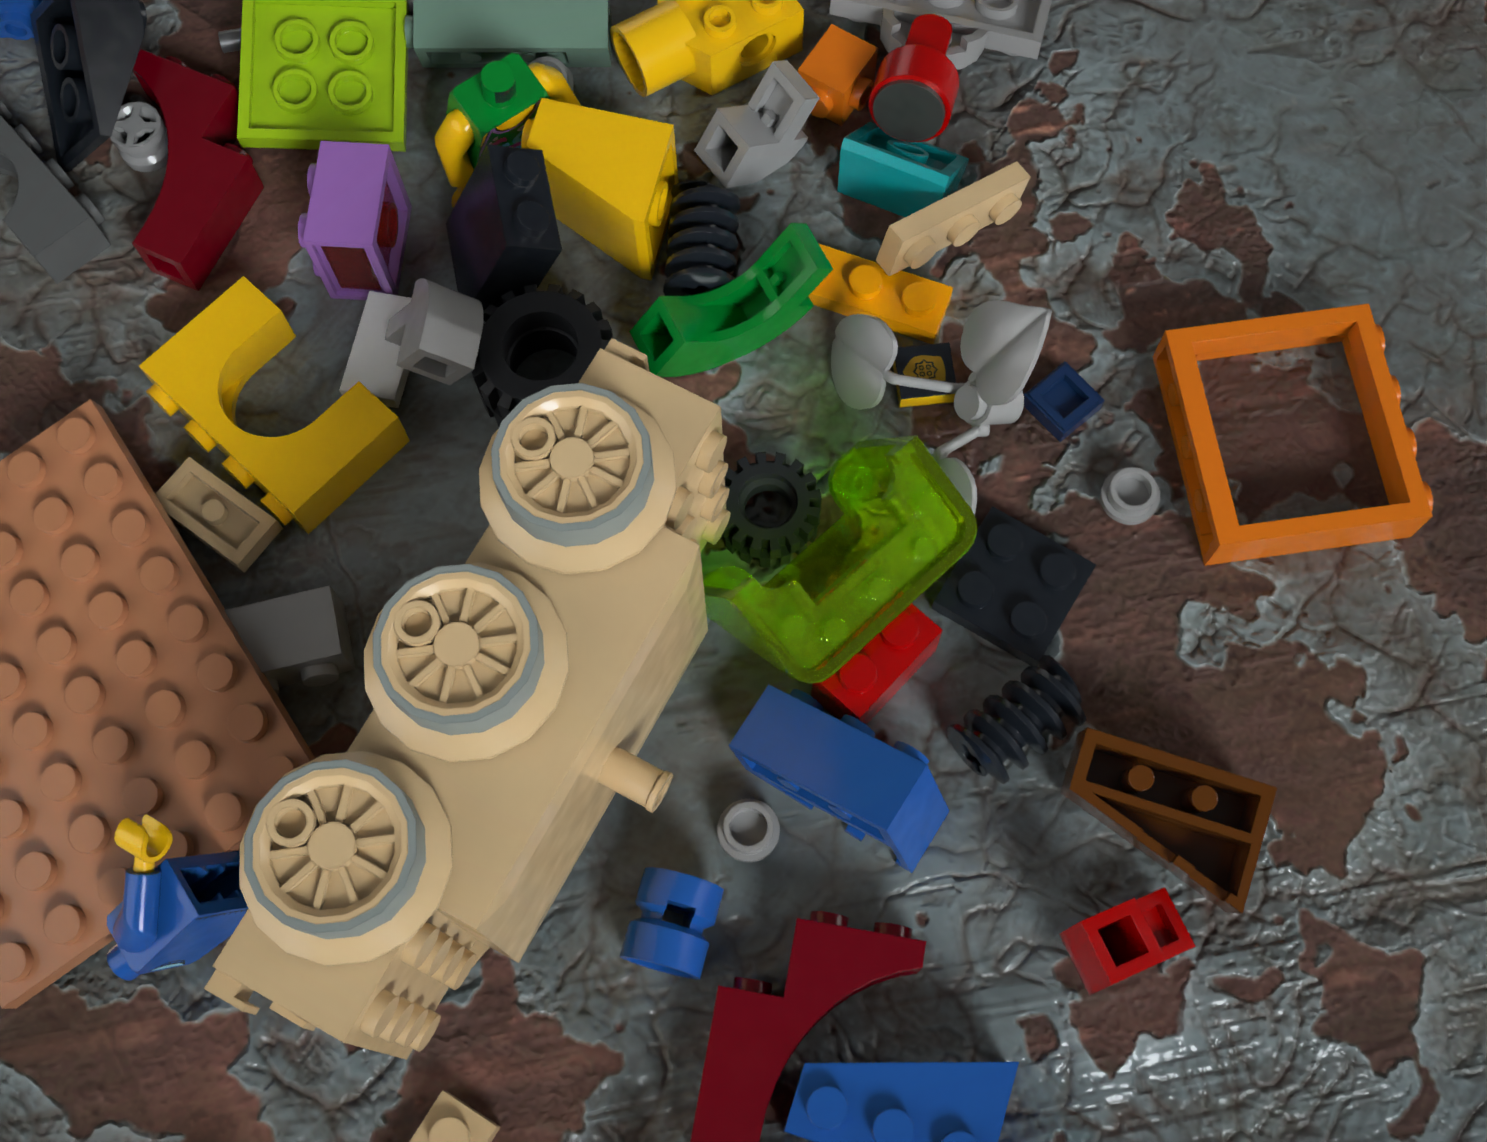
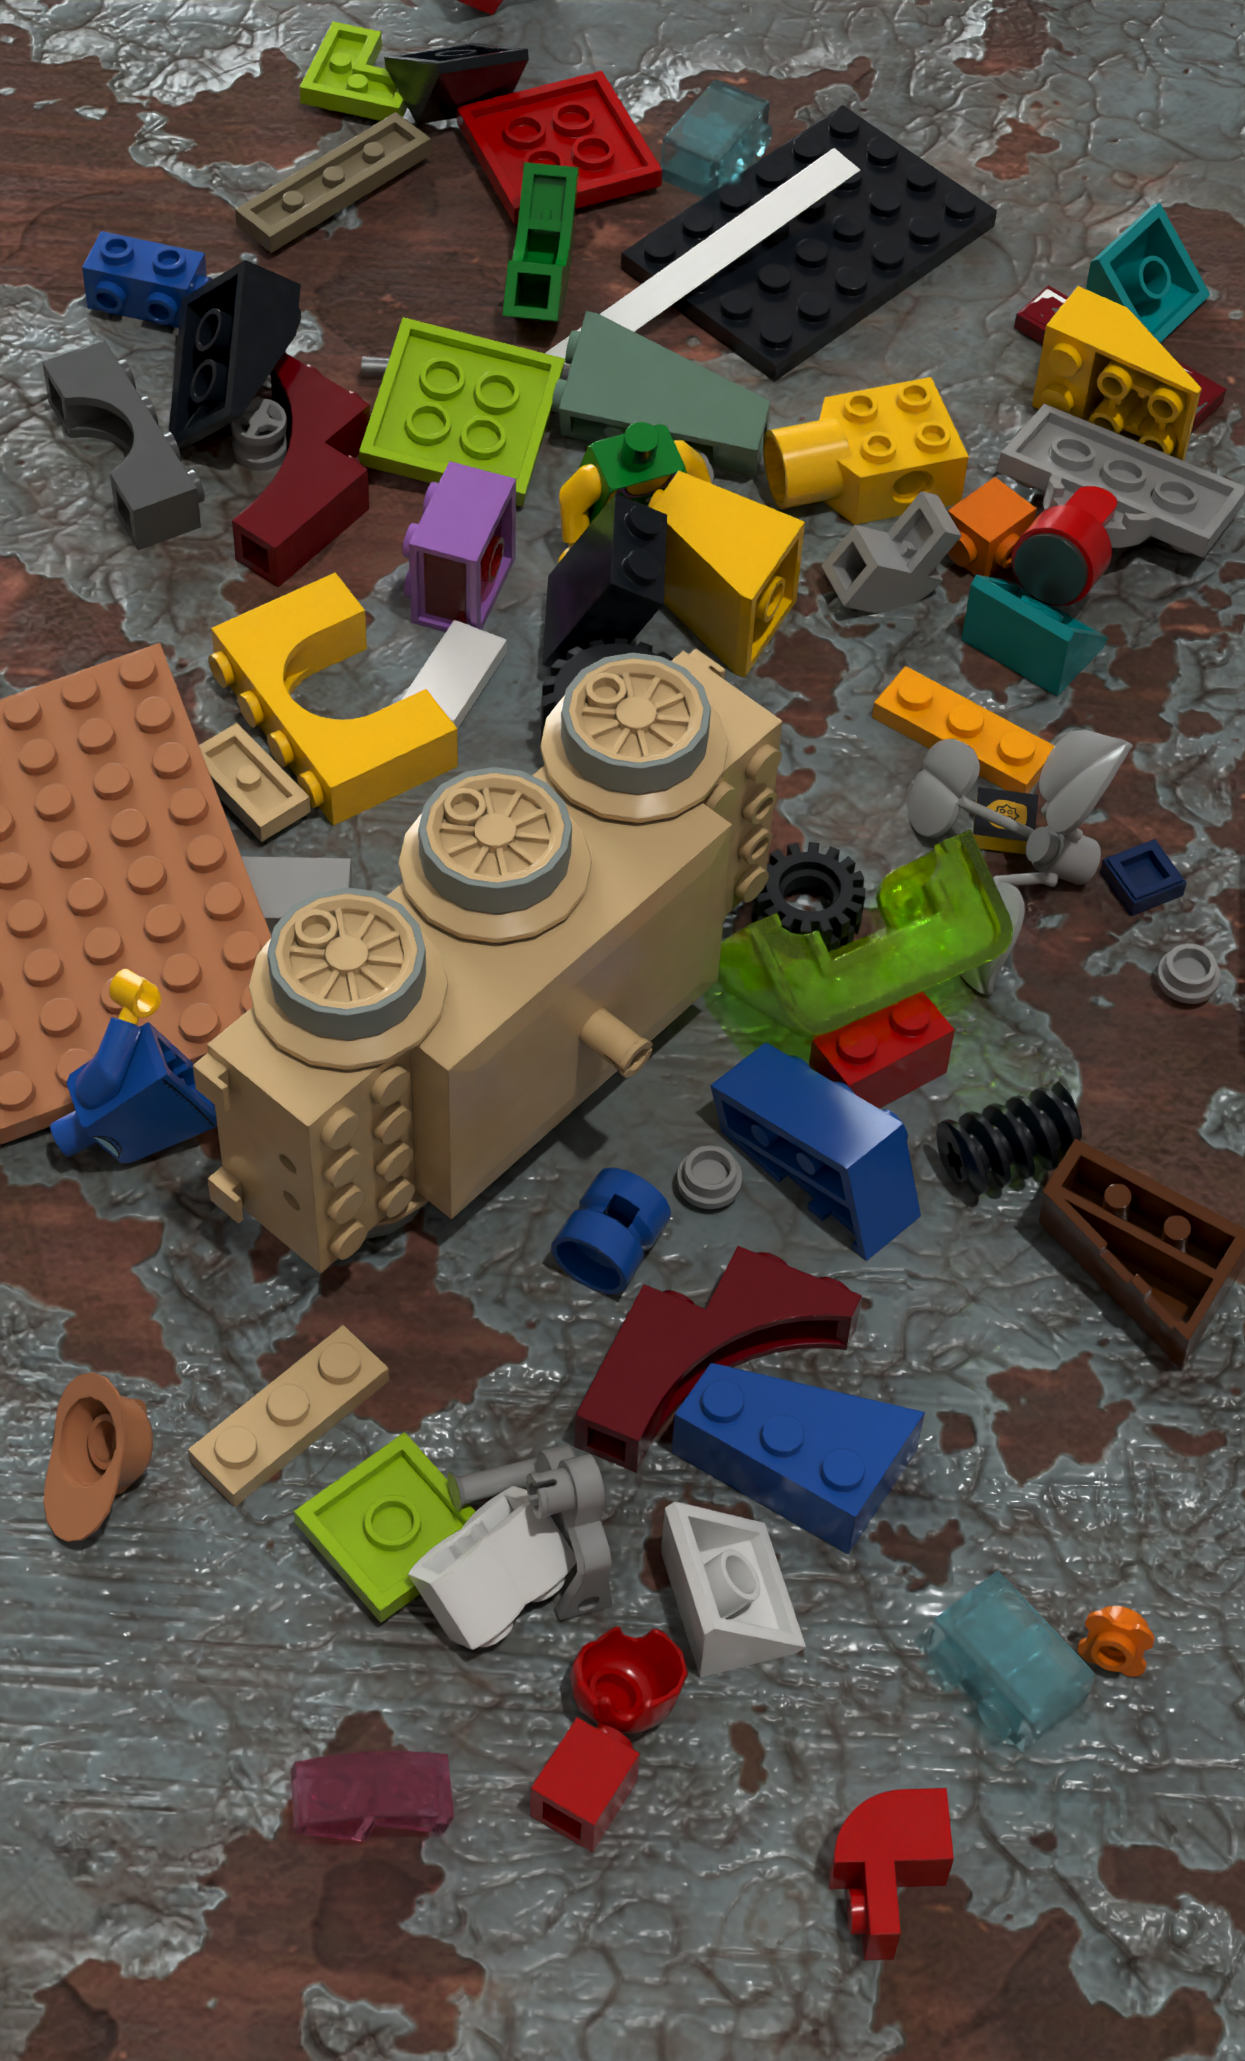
camera: 10 degrees right, 15 degrees down
(437, 332) = (517, 658): light grey brick -> none
(700, 238) = (804, 649): black piece -> none
(721, 325) = (848, 715): green arch -> none
(953, 219) = (1071, 679): tan plate -> none
(1013, 587) = (1043, 1027): black plate -> none
(1126, 940) = (1060, 1350): red brick -> none

